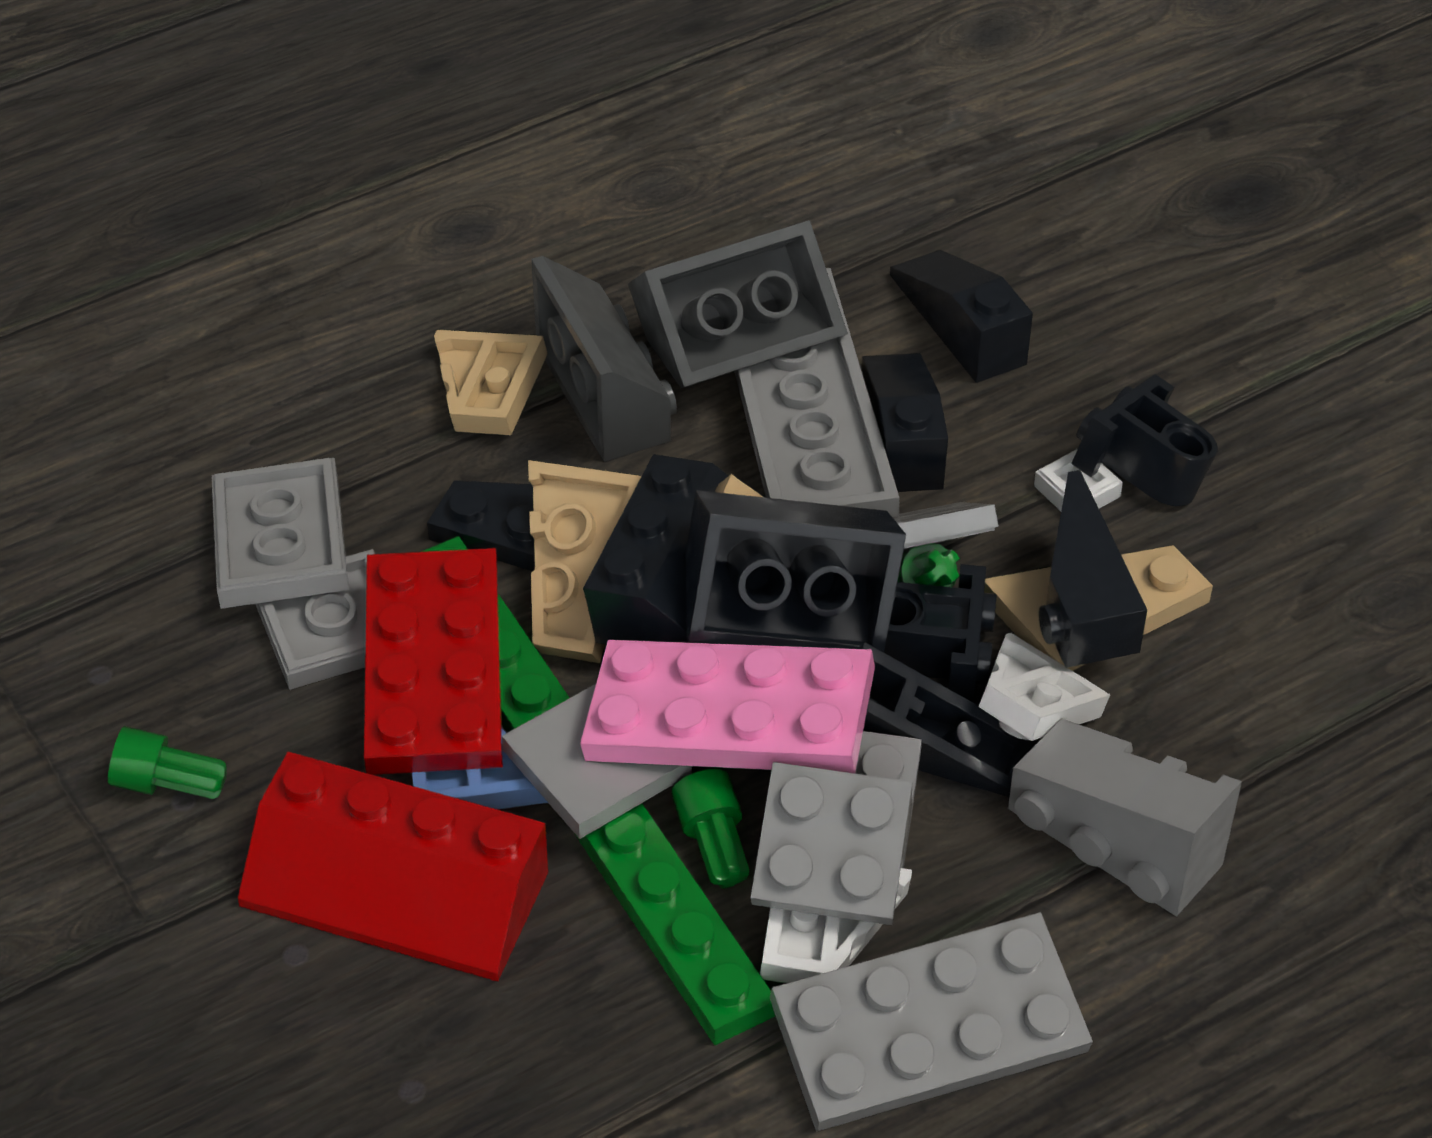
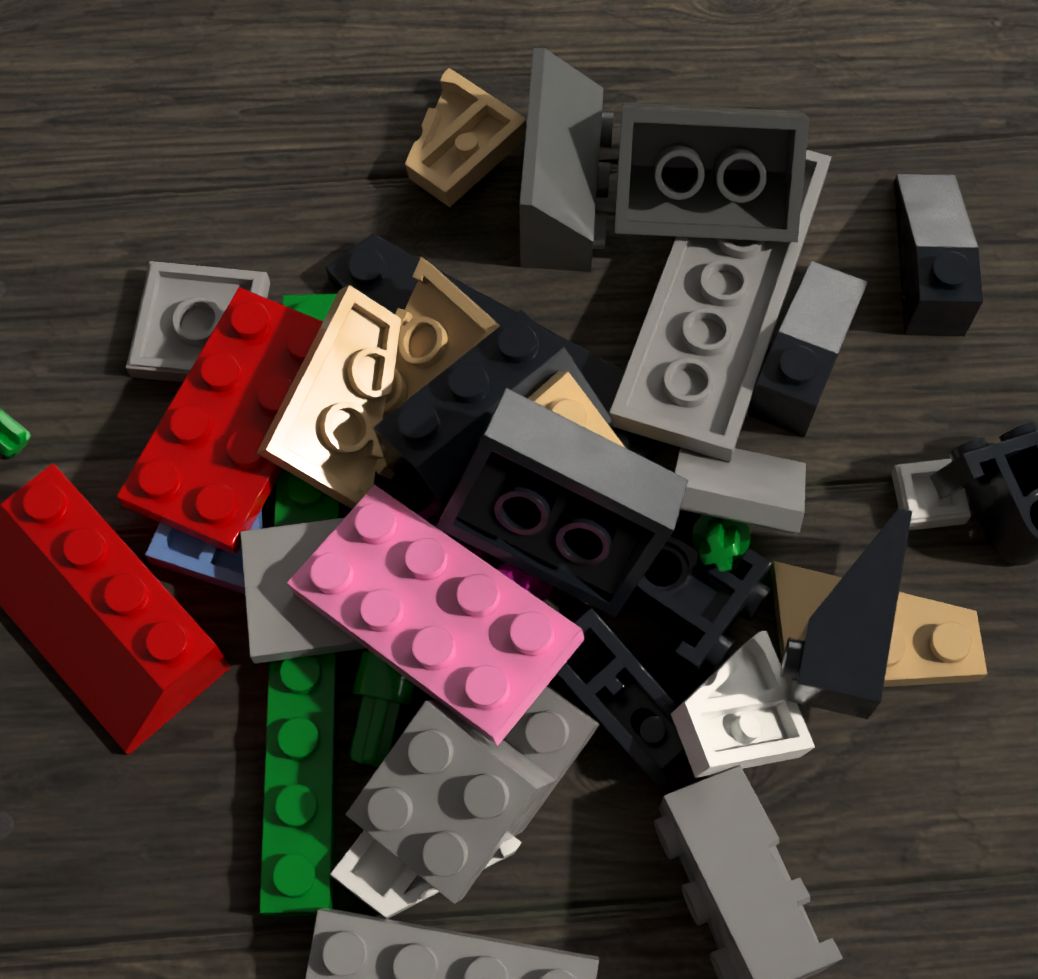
camera: 30 degrees right, 20 degrees up
(278, 533) = (198, 221): light grey tile -> none
(523, 600) = (337, 399): none -> tan wing

